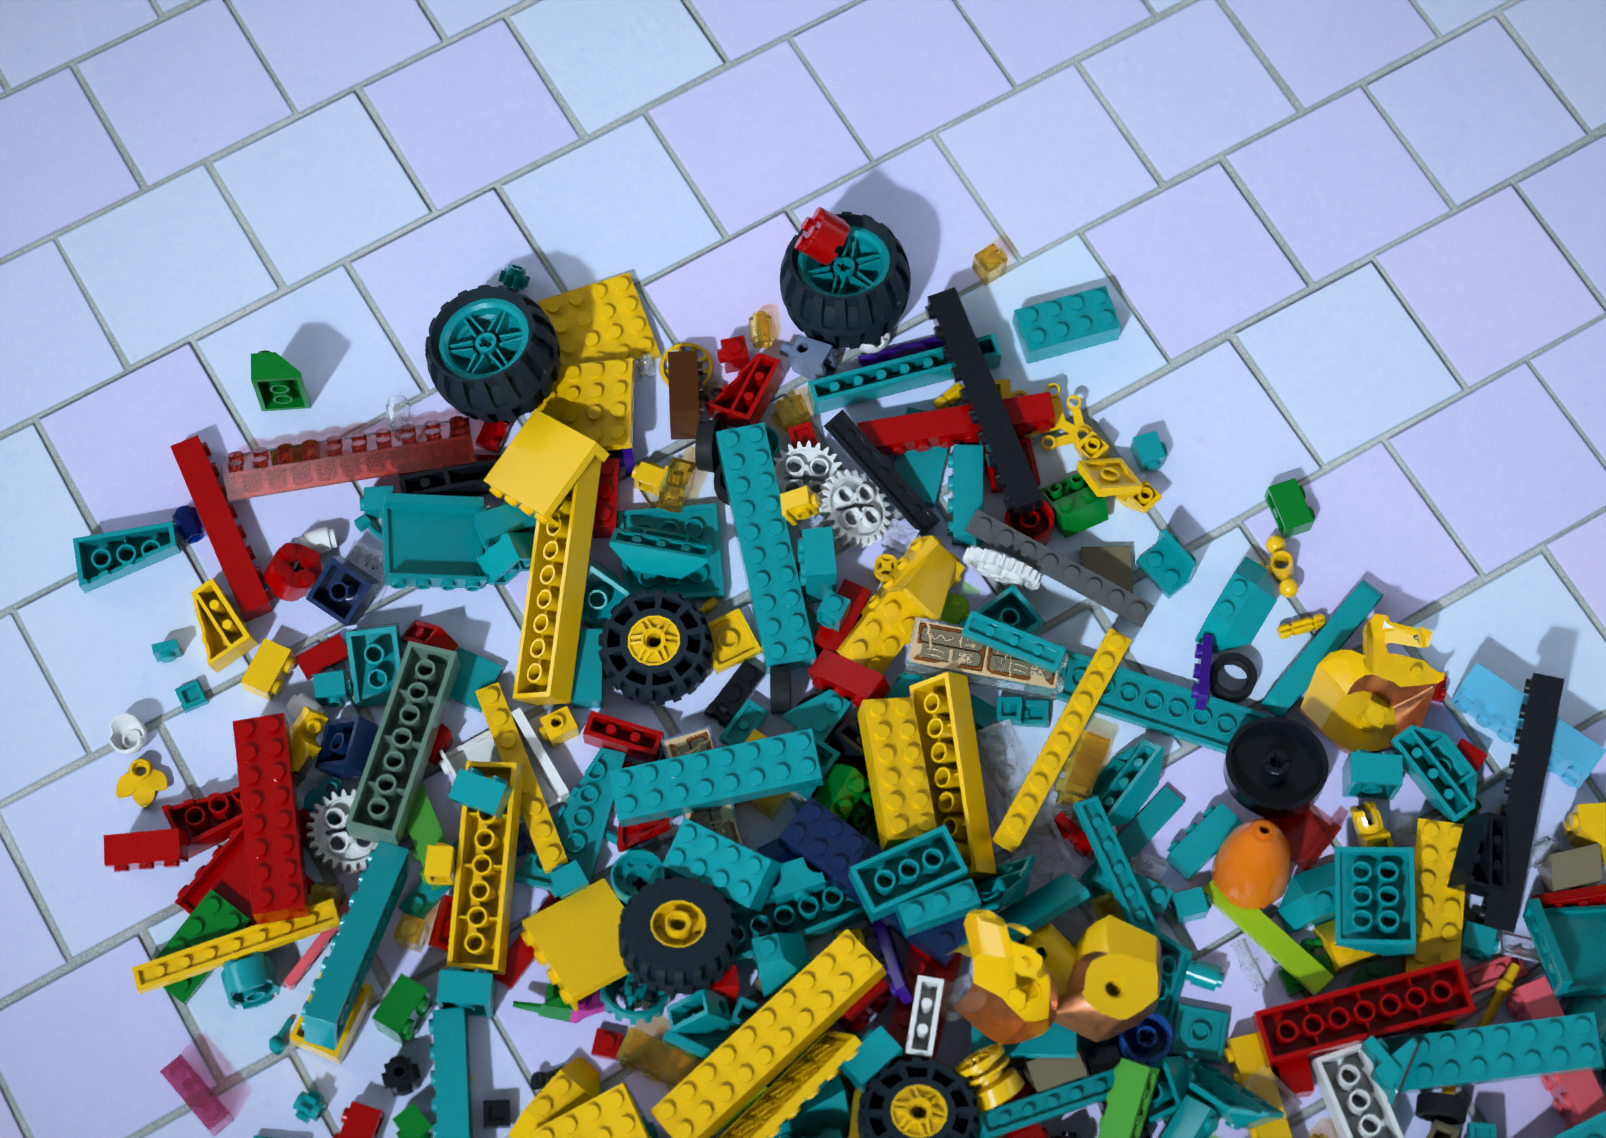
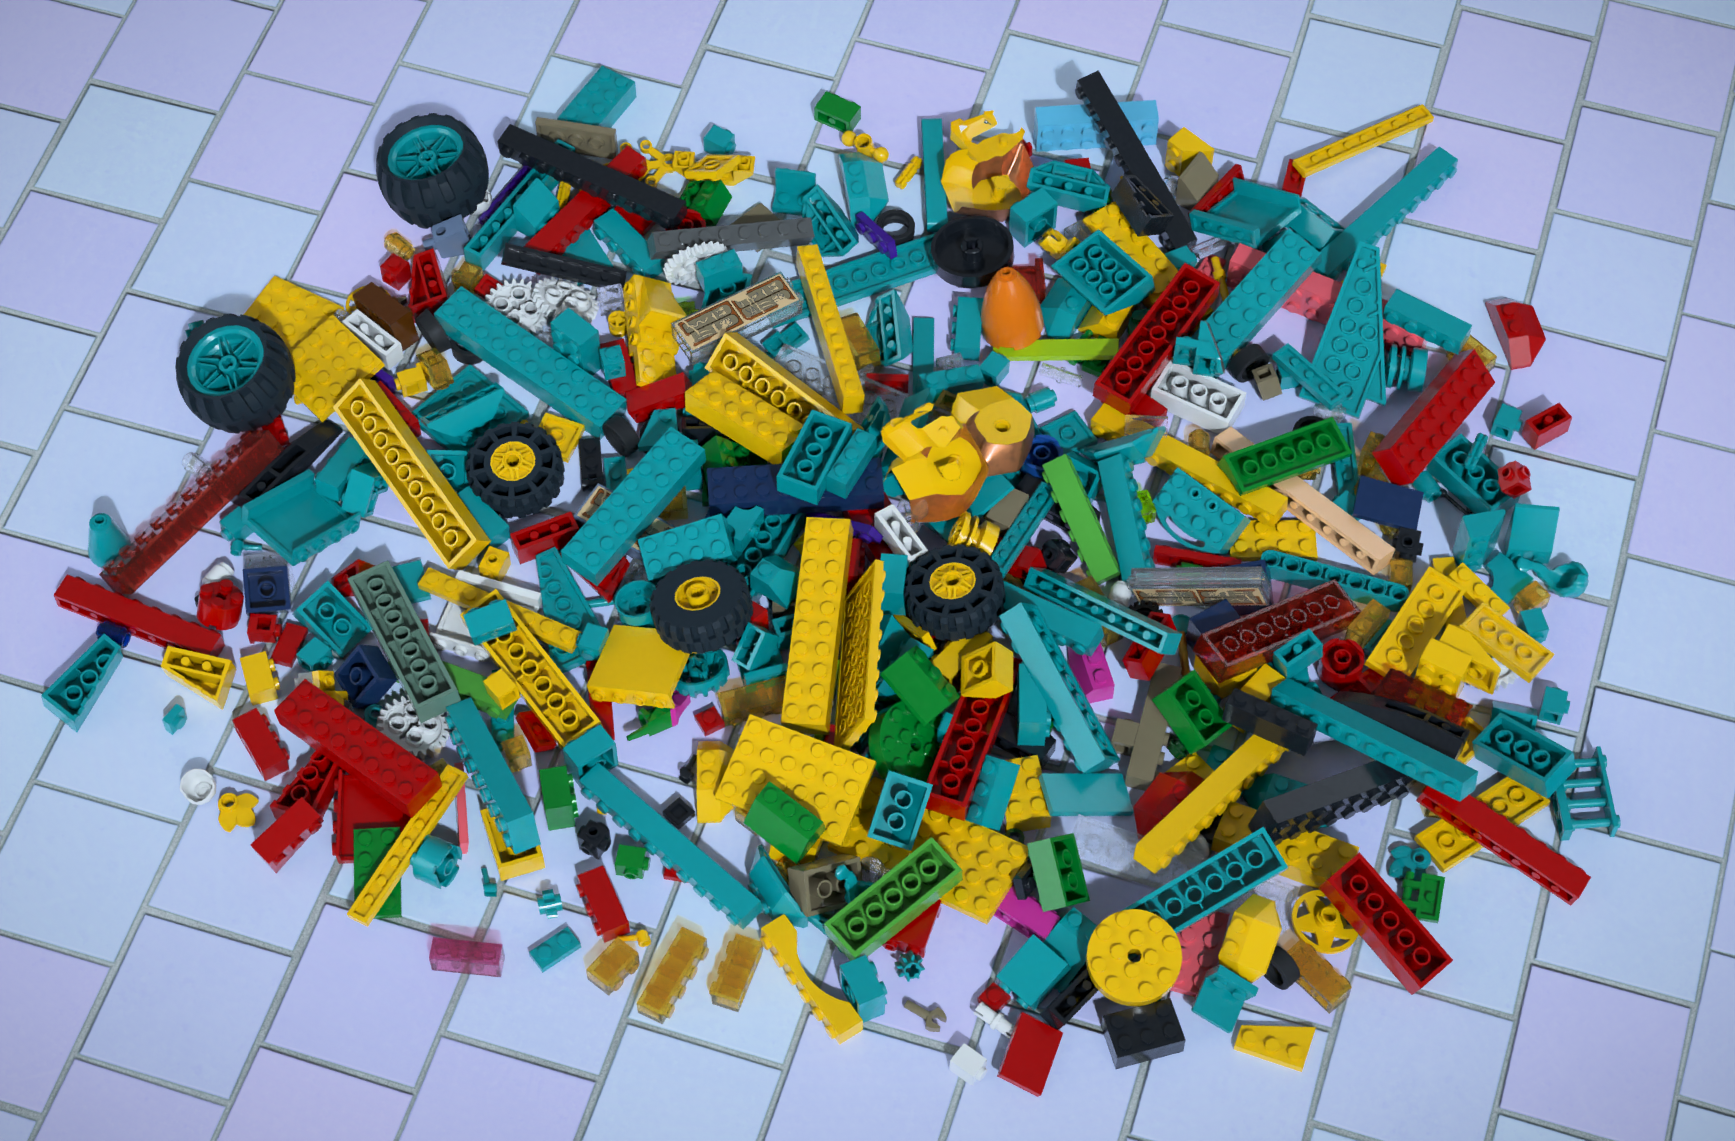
camera: 40 degrees left, 10 degrees down
(191, 696) = (219, 735): teal tile -> none
(214, 736) = (261, 743): none -> red brick
(259, 428) = (105, 539): none -> teal cone
(277, 383) = (96, 494): green slope -> none
(309, 617) = (263, 628): none -> red brick
(542, 466) = (338, 412): yellow panel -> none
(652, 409) = (375, 338): none -> white brick
(799, 504) = (530, 317): yellow brick -> none
(822, 235) = (399, 143): red brick -> none
(909, 391) = (535, 208): none -> teal slope
(989, 264) = (513, 107): clear yellow brick -> none
(1012, 595) = (719, 270): none -> teal brick
(1013, 642) = (748, 290): teal plate -> none
(1015, 345) = (586, 138): none -> dark tan tile
(1115, 865) = (927, 369): teal tile -> none
(1171, 625) = (830, 225): none -> teal wedge

